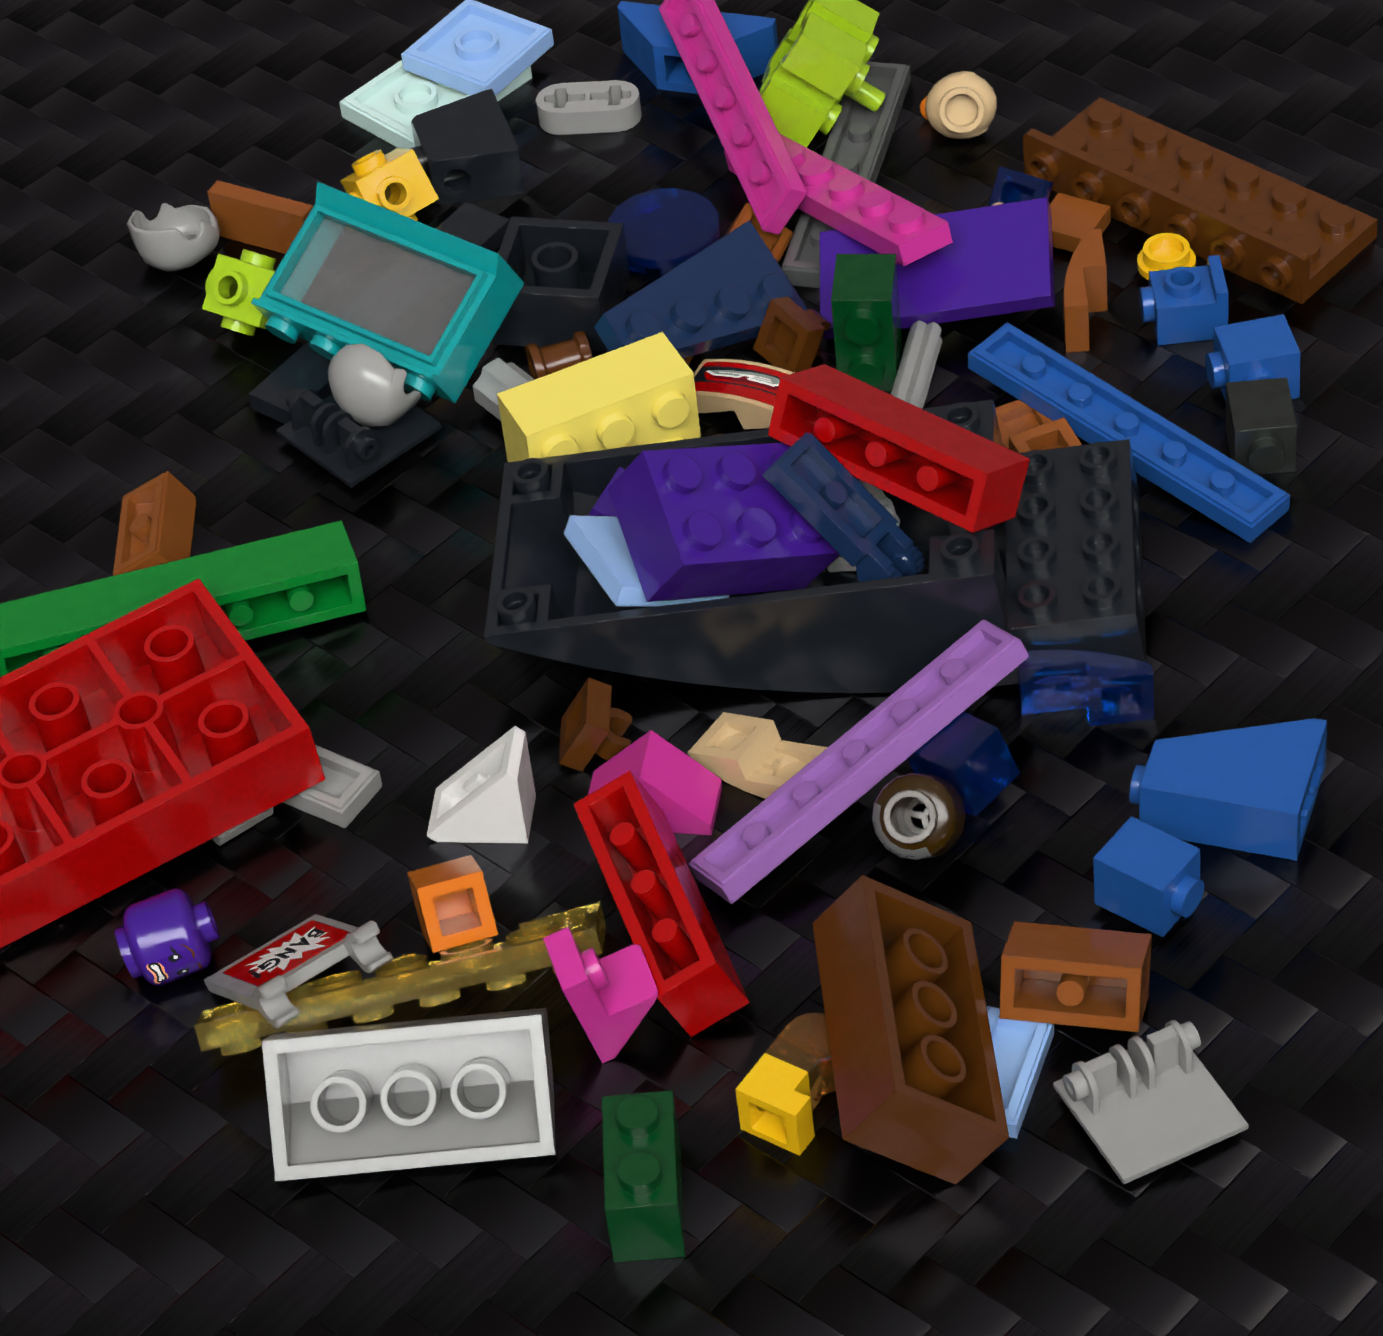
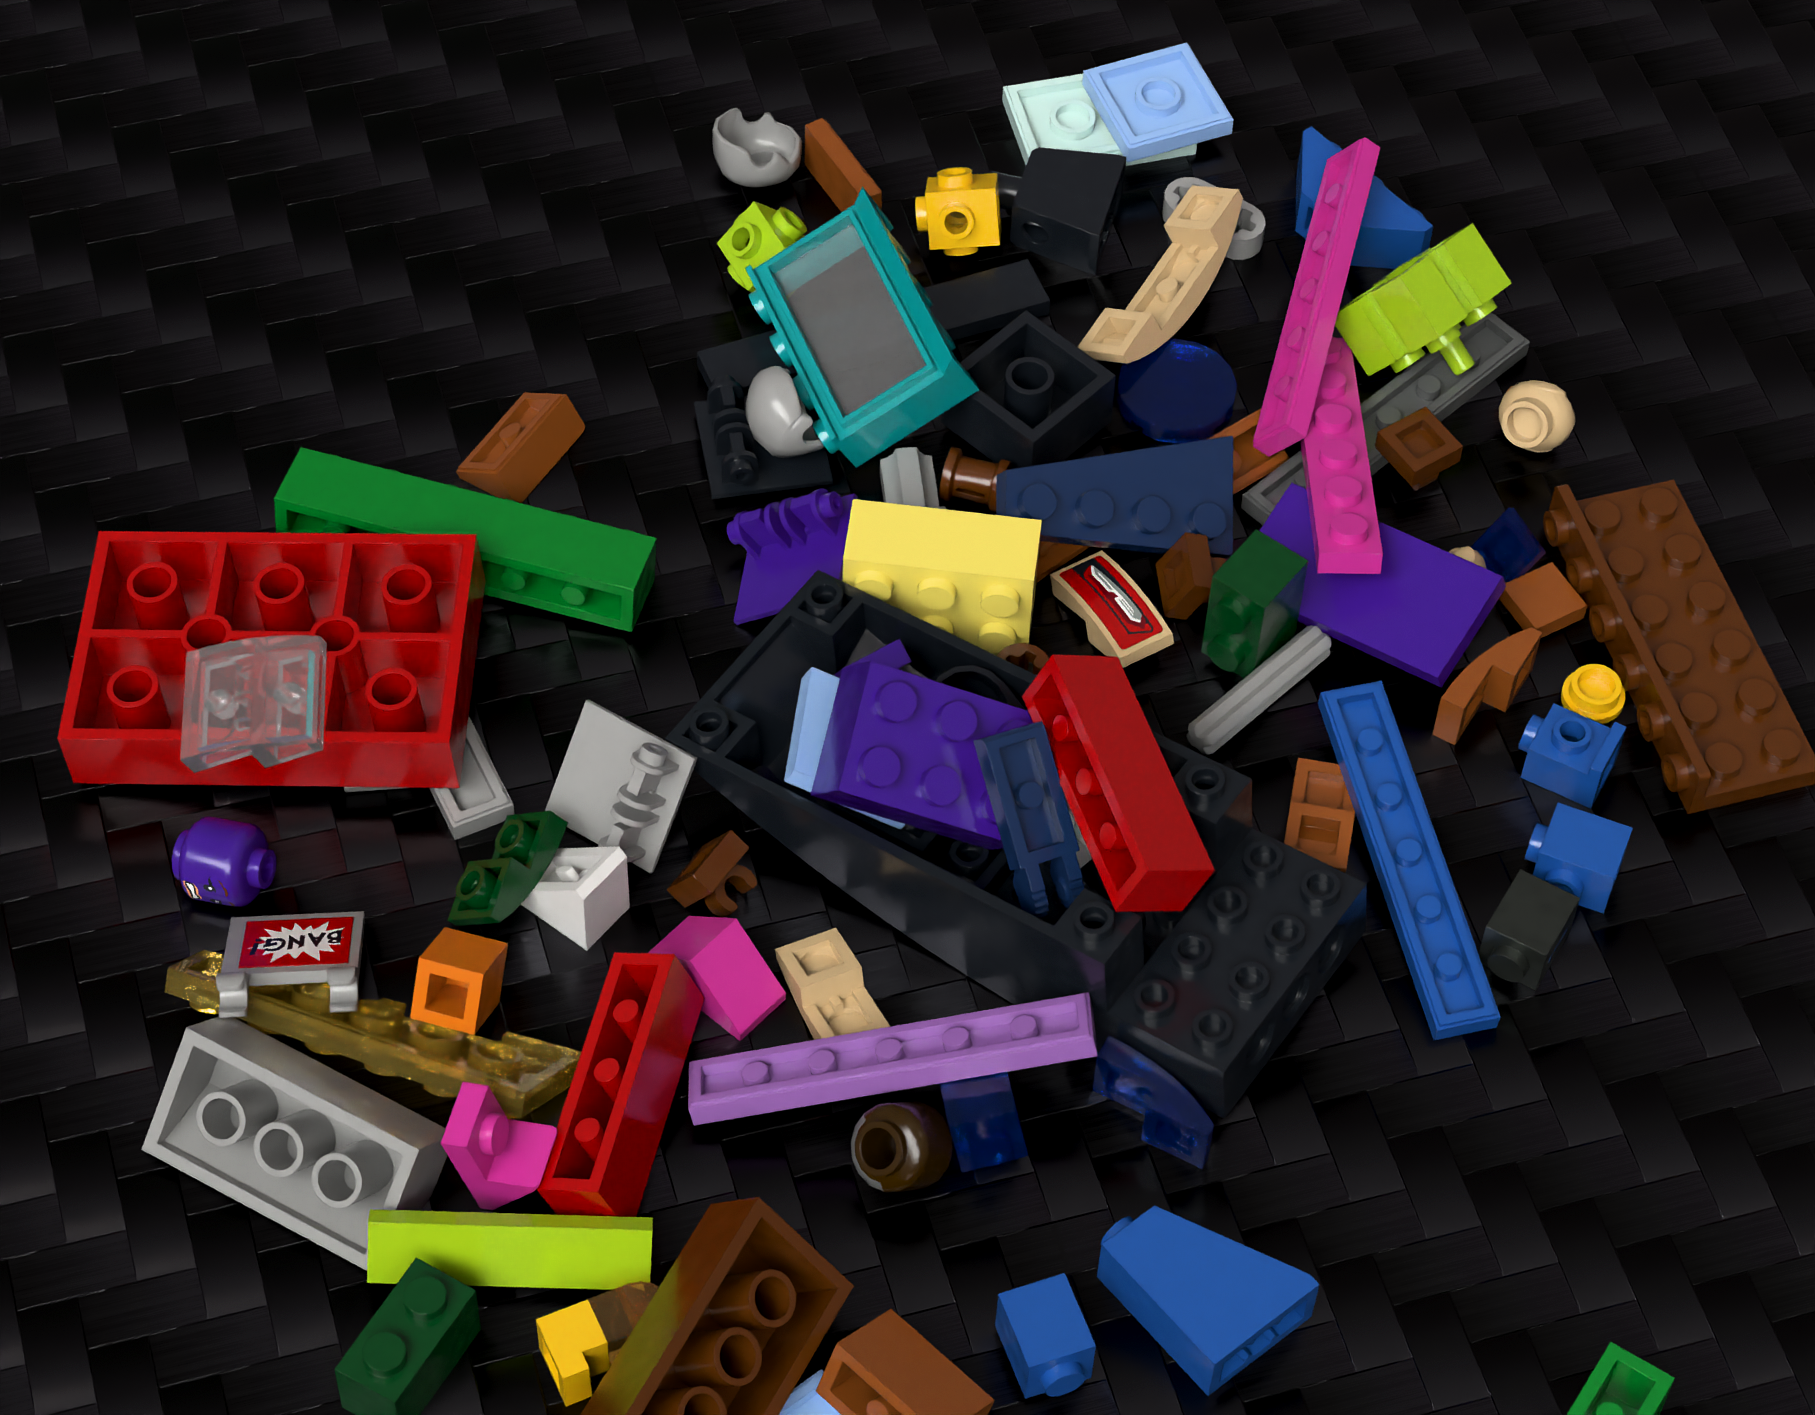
camera: 25 degrees right, 10 degrees up
(115, 781) = (254, 701): none -> clear slope
(420, 809) = (521, 856): none -> dark green slope
(460, 482) = (787, 548): none -> dark purple hinge
(460, 698) = (620, 785): none -> light grey hinge
(602, 146) = (1176, 286): none -> tan slope
(664, 1058) = (512, 1248): none -> lime tile
(895, 165) = (1419, 447): none -> reddish brown tile

